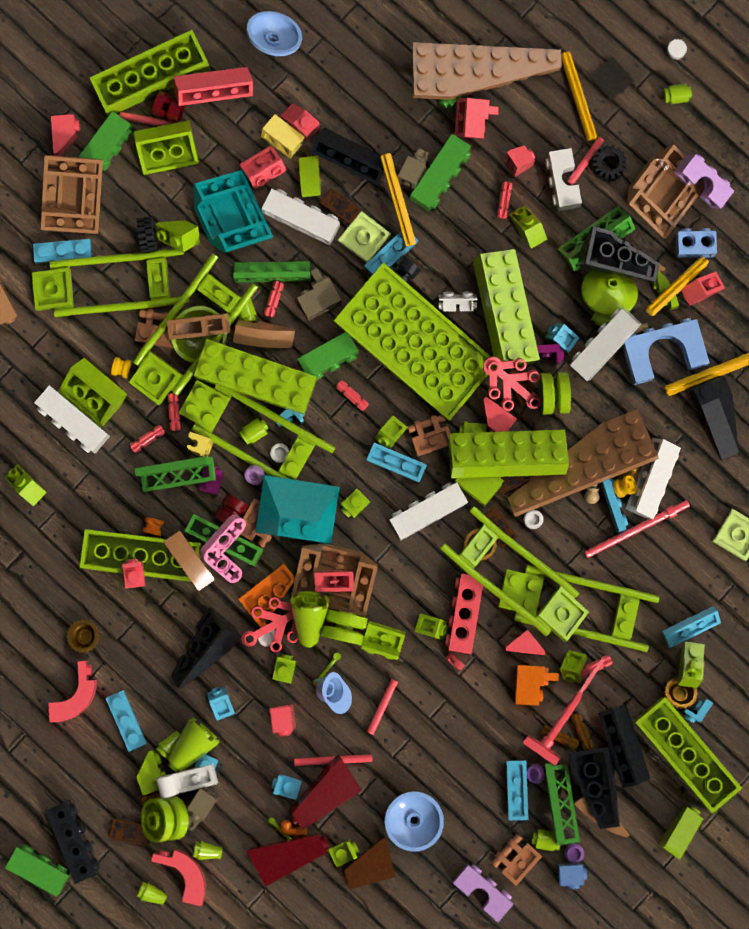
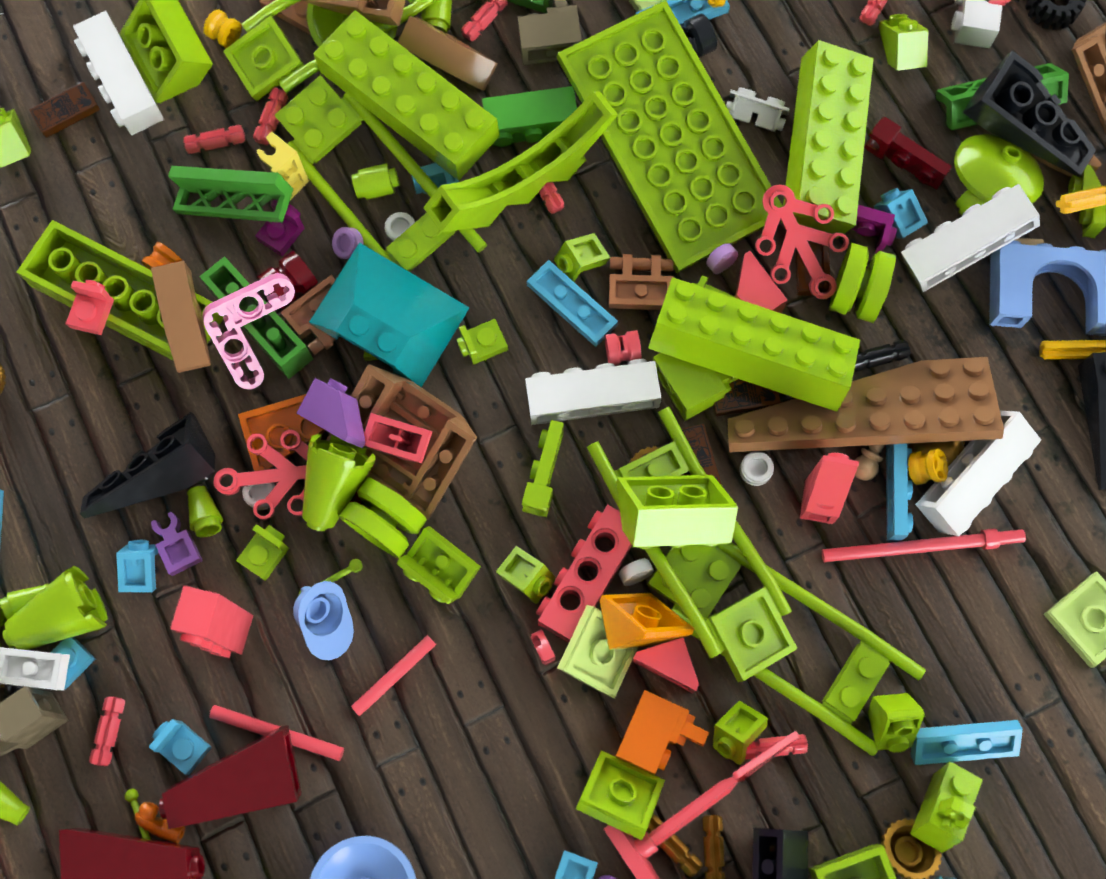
camera: 25 degrees right, 10 degrees down
(49, 453) = (64, 109): none -> reddish brown tile
(237, 685) = (178, 548): none -> medium lavender plate
(243, 661) = (203, 513): none -> lime cone
(244, 794) = (107, 731): none -> coral axle
(294, 580) = (333, 411): none -> medium lavender slope
(341, 398) = (516, 182): none -> lime arch
(421, 582) = (539, 494): none -> lime plate
(439, 477) = (630, 347): none -> coral wheel
(470, 404) = (722, 258): none -> lavender tile
(487, 653) = (589, 655): none -> yellowish green tile
(489, 602) = (636, 572): none -> white tile
(499, 565) = (675, 511): none -> lime slope
(502, 629) = (640, 621): none -> light orange slope
(525, 722) = (621, 795): none -> lime plate
(538, 294) = (906, 154): none -> dark red plate
(575, 521) = (827, 488): none -> coral slope
(579, 427) = (882, 355): none -> black axle
(651, 631) = (895, 721): none -> lime slope

